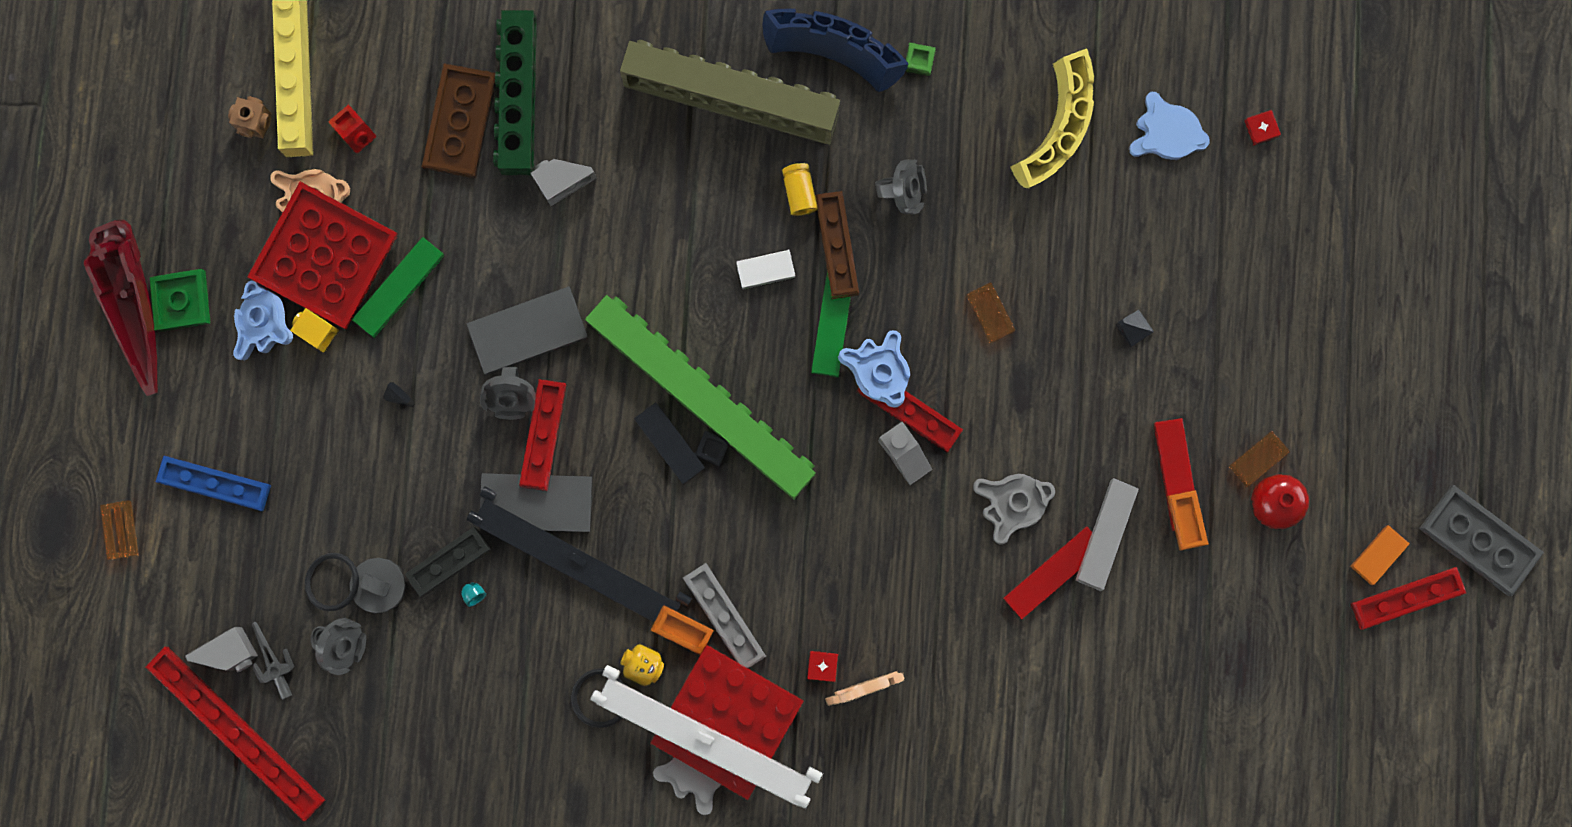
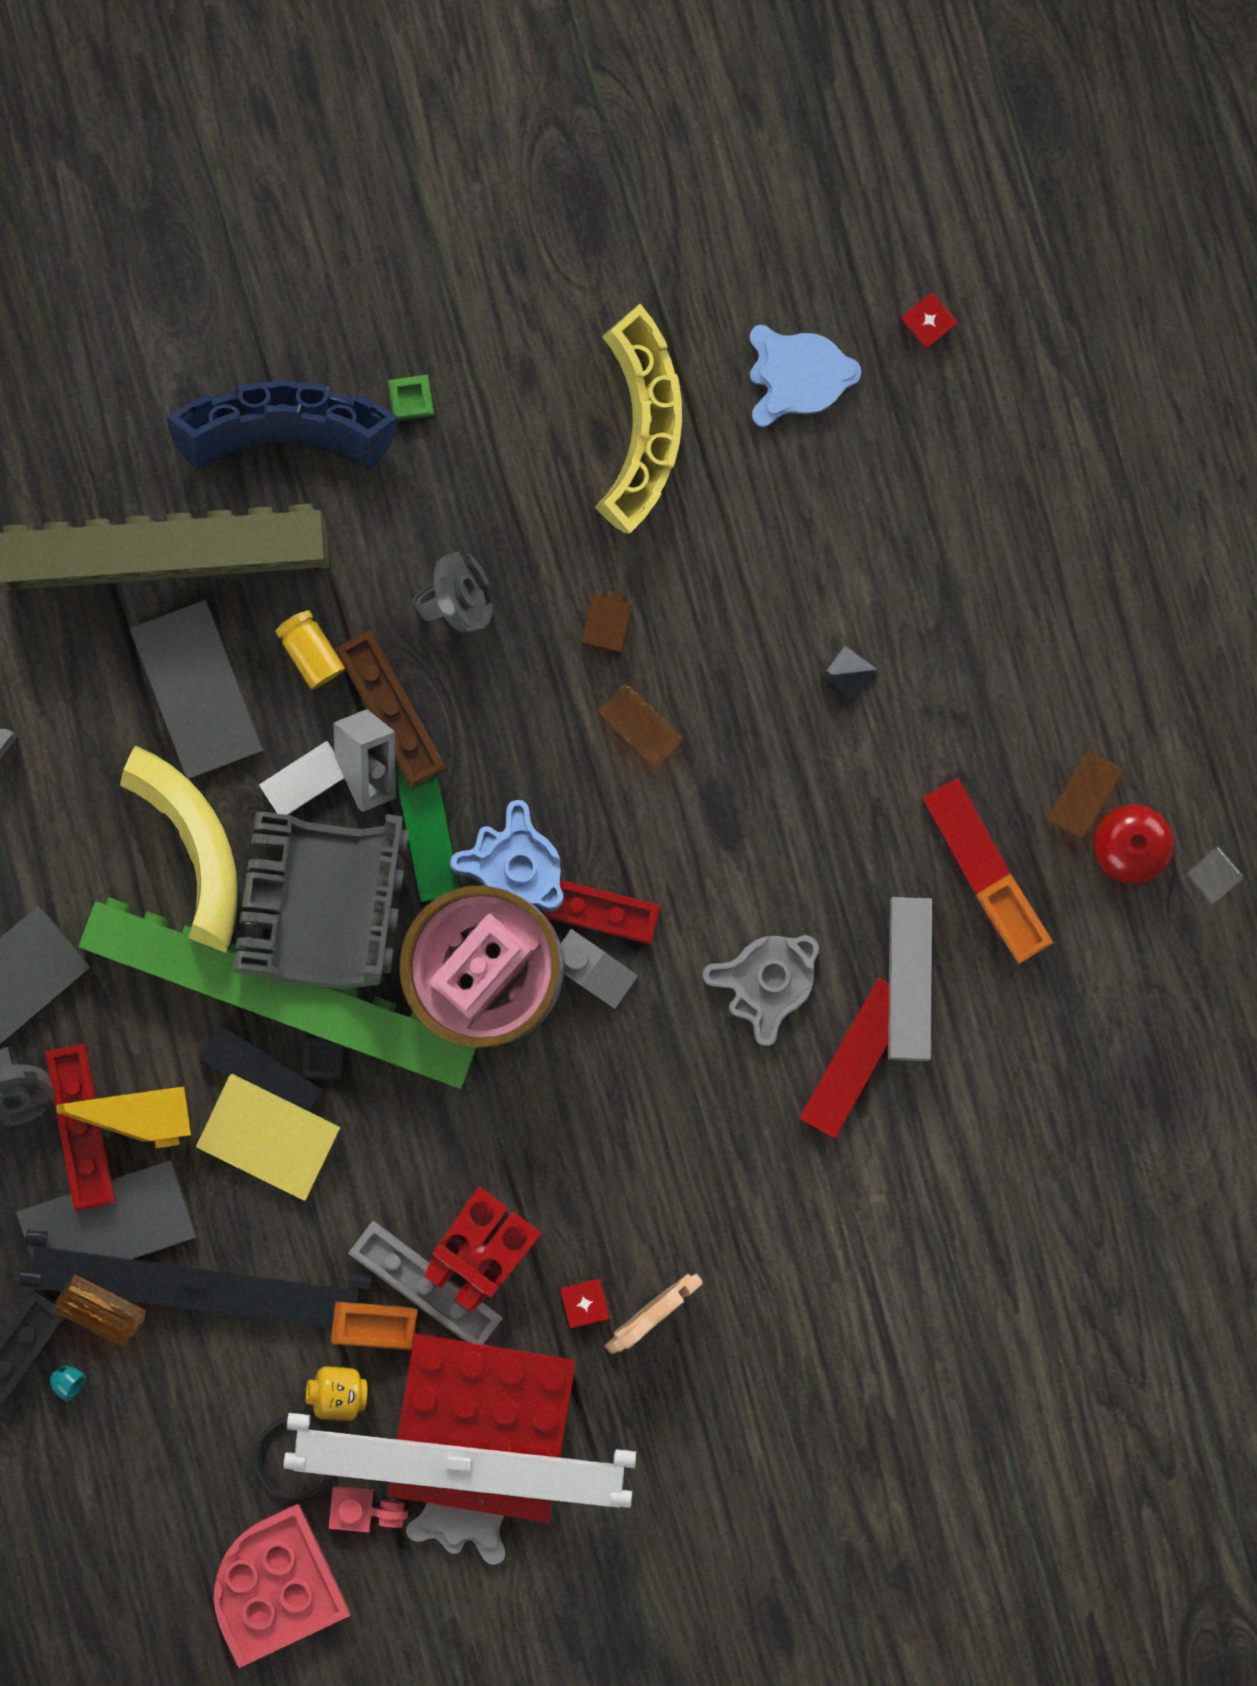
camera: 20 degrees left, 5 degrees up
(507, 557) = (96, 1315): none -> clear orange tile
(555, 776) = (275, 1587): none -> coral plate
(582, 439) = (141, 1116): none -> yellow slope
(625, 744) = (354, 1508): none -> coral plate
(659, 484) = (268, 1137): none -> light yellow tile
(688, 279) = (201, 835): none -> light yellow brick
(719, 189) = (196, 689): none -> dark grey tile
(748, 347) = (321, 902): none -> dark grey hinge
(761, 610) = (475, 1260): none -> red hips
(810, 269) = (366, 758): none -> light grey slope
(849, 444) = (507, 992): none -> bright pink piece
(993, 240) = (607, 622): none -> reddish brown brick
(1325, 540) = (1214, 875): none -> clear tile

